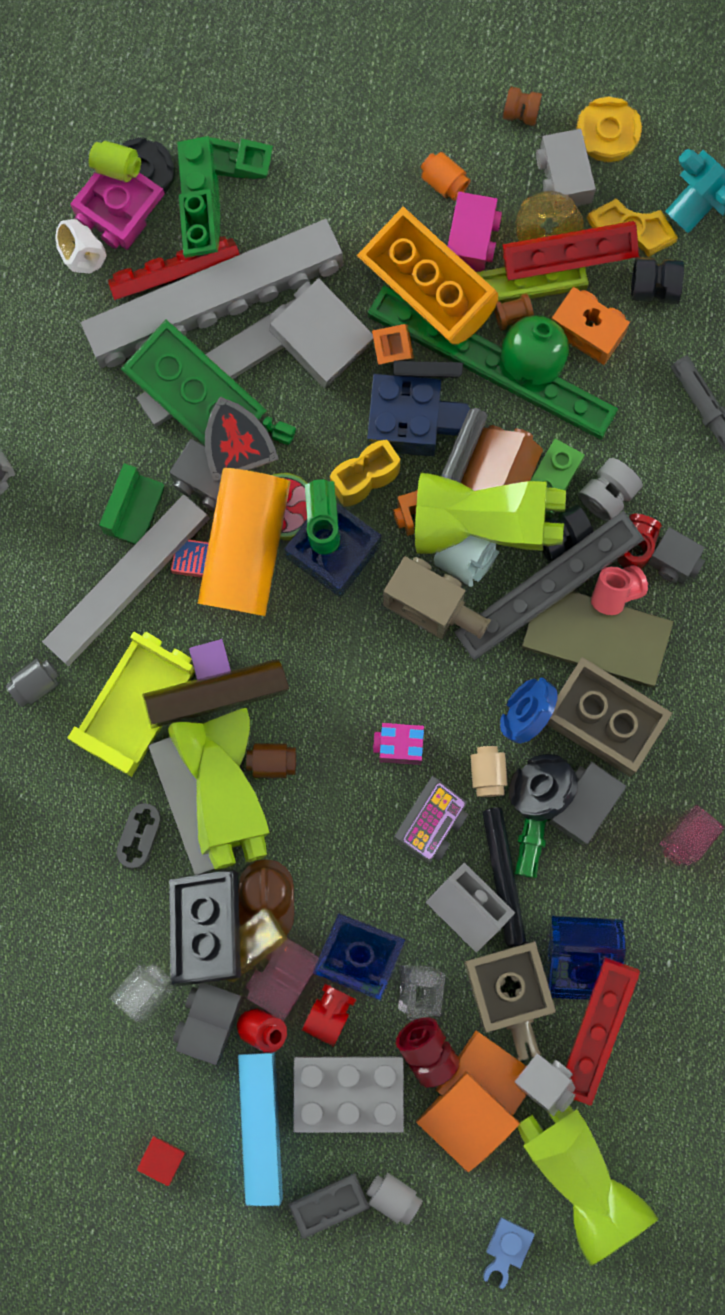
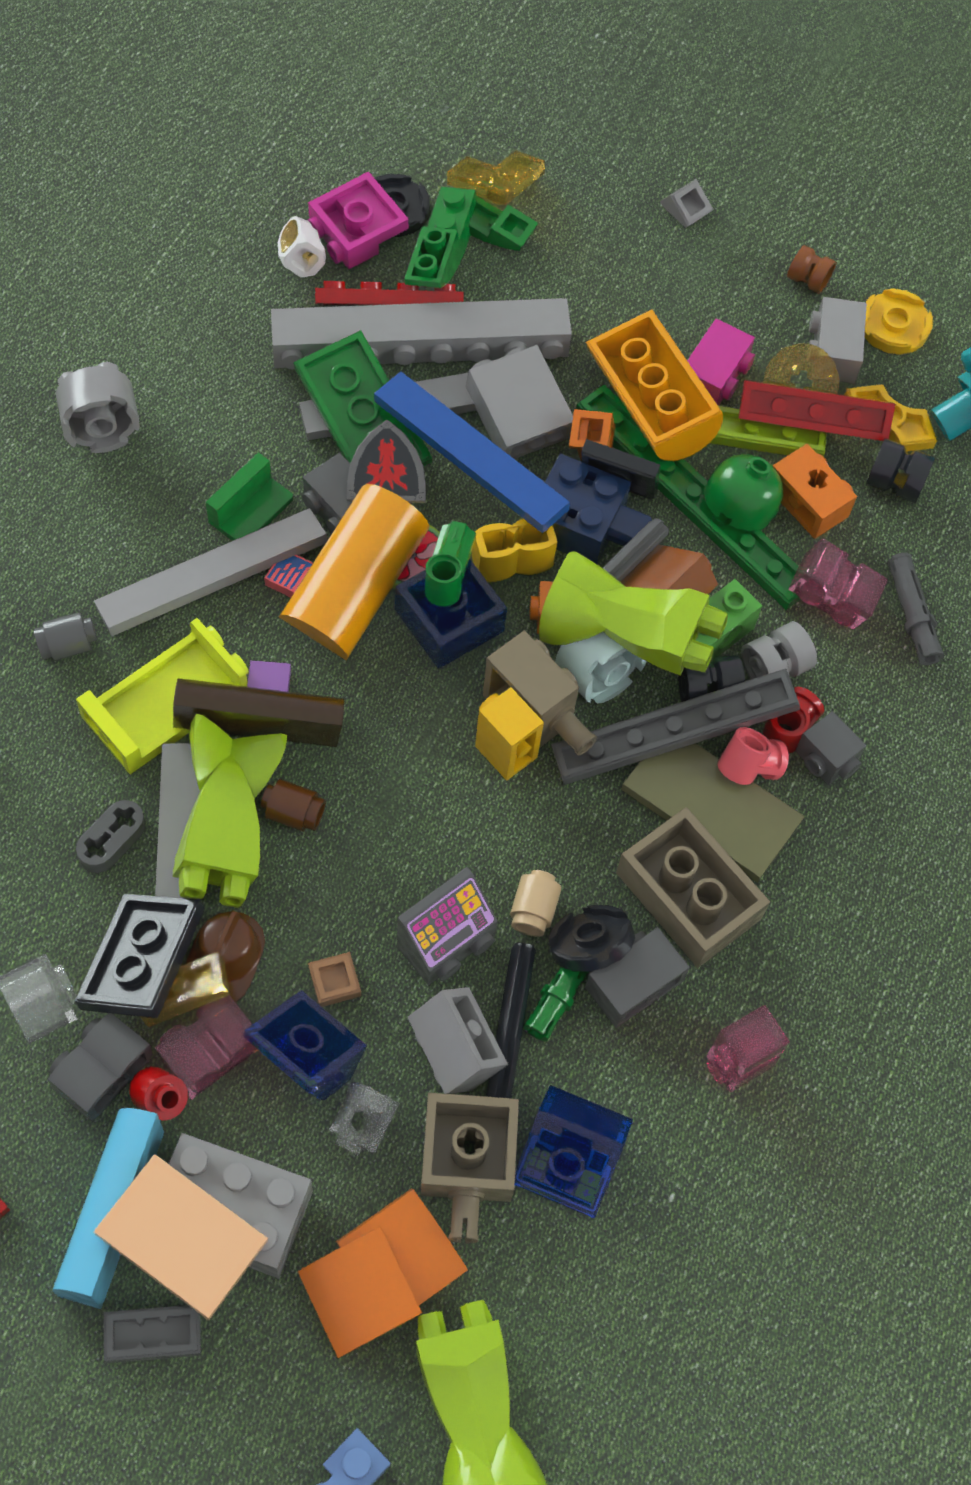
camera: 10 degrees right, 15 degrees down
(114, 160) = (369, 174): lime brick -> none
(221, 118) = (497, 182): none -> clear yellow plate
(281, 431) = (439, 484): green piece -> none
(300, 402) = (472, 452): none -> blue tile
(327, 1139) = (181, 1236): none -> light nougat tile
(328, 1015) = (242, 1109): red piece -> none
(357, 888) = (334, 979): none -> medium nougat tile
(393, 74) = (687, 203): none -> light grey slope
(393, 1198) = (234, 1353): light grey brick -> none
(399, 743) = (445, 837): dark pink brick -> none
(418, 640) = (508, 732): none -> yellow brick
(427, 1052) = (343, 1194): dark red wheel -> none
(444, 175) = (706, 303): orange brick -> none
(512, 311) = (726, 448): dark orange bush -> none
(529, 710) = (605, 847): blue tile -> none
(547, 1084) = (471, 1275): light grey brick -> none
(600, 1027) = (556, 1237): red plate -> none
(638, 408) = (837, 585): none -> clear pink brick

